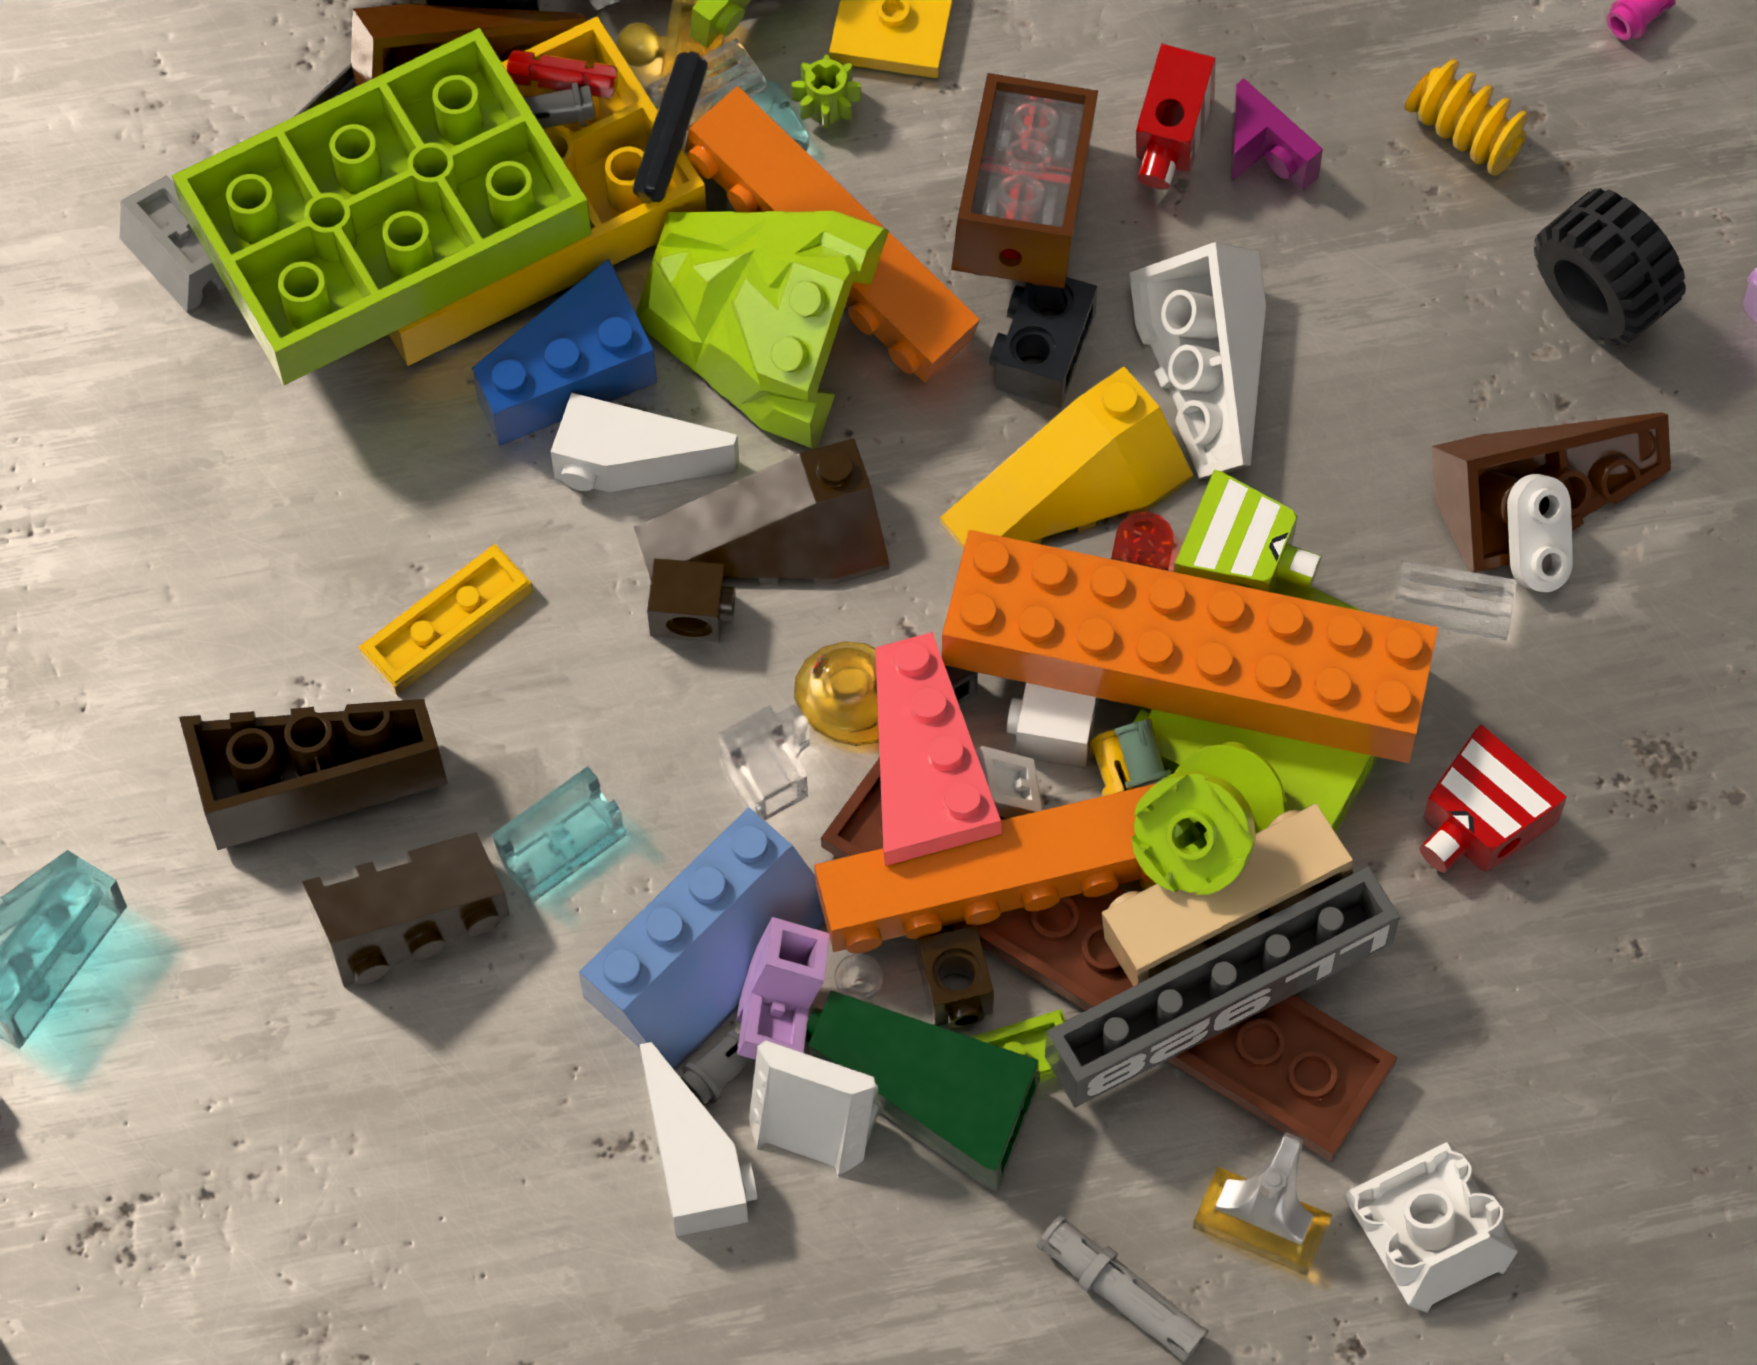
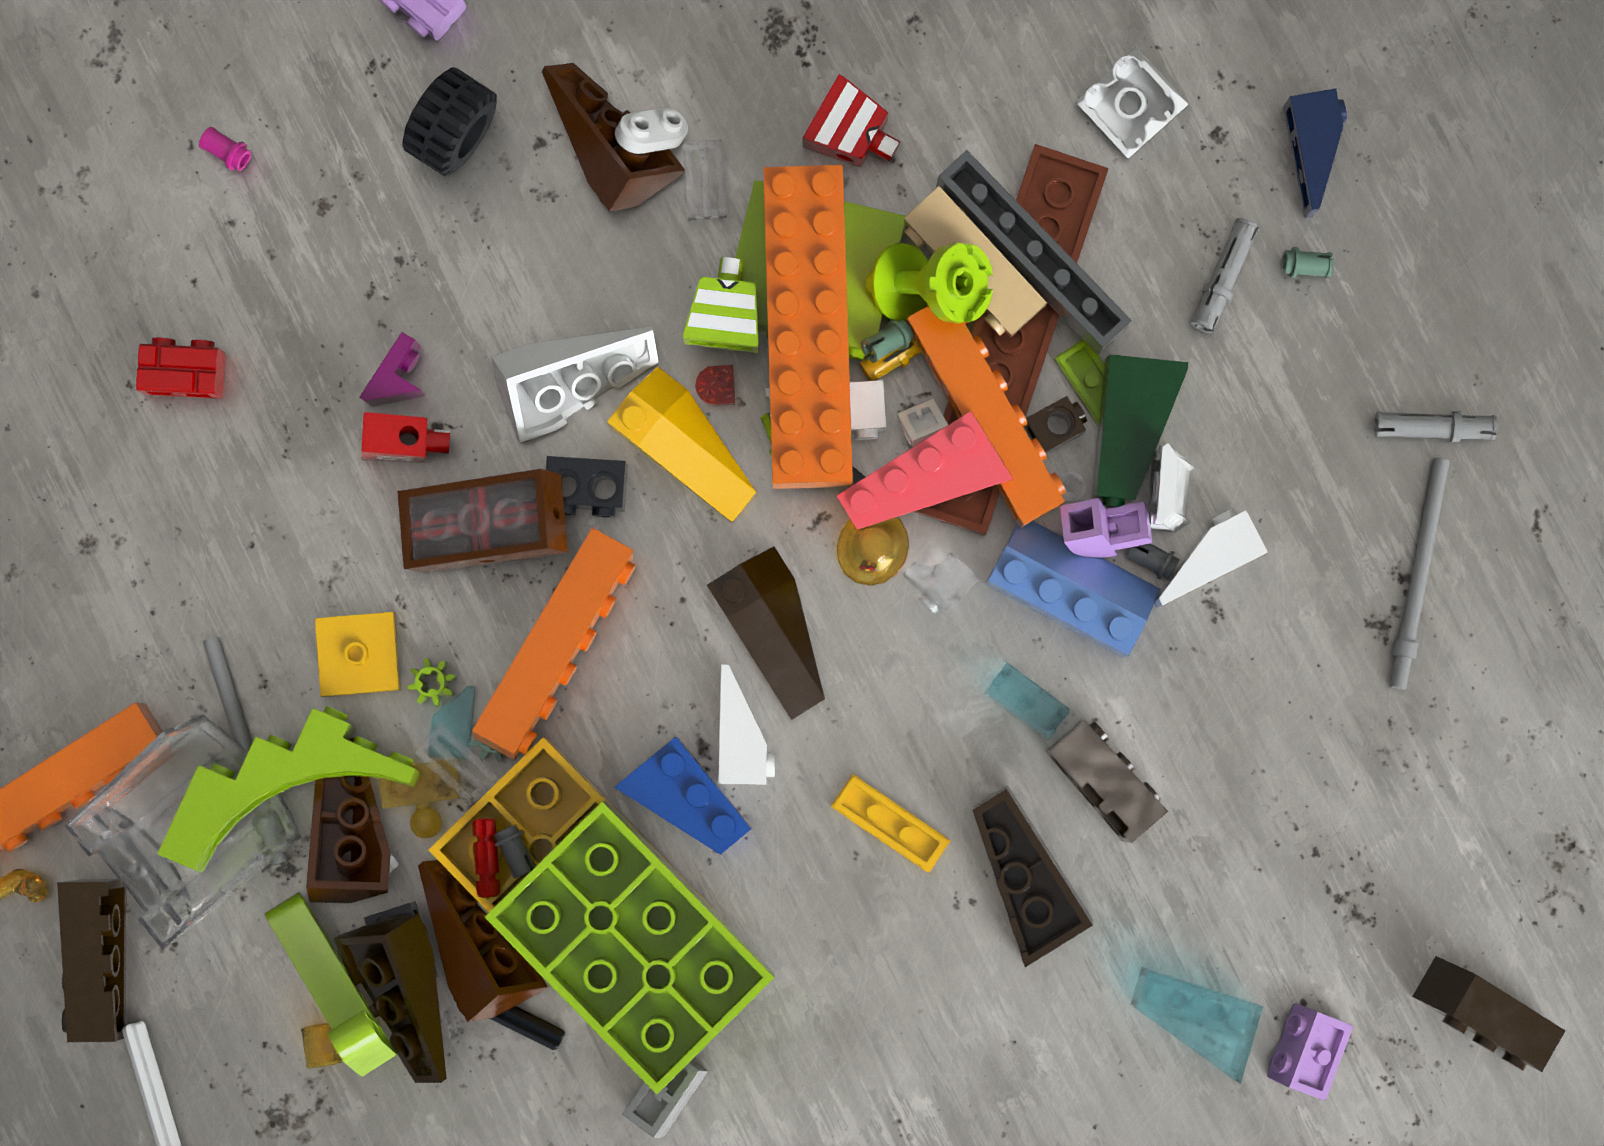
camera: 105 degrees left, 20 degrees up
(670, 127) = (509, 770): black axle -> none
(689, 600) = (840, 665): dark brown brick -> none
(759, 305) = (620, 675): lime wedge -> none
(1265, 1211) = (1154, 201): piece -> none
(1469, 116) = (343, 242): yellow piece -> none

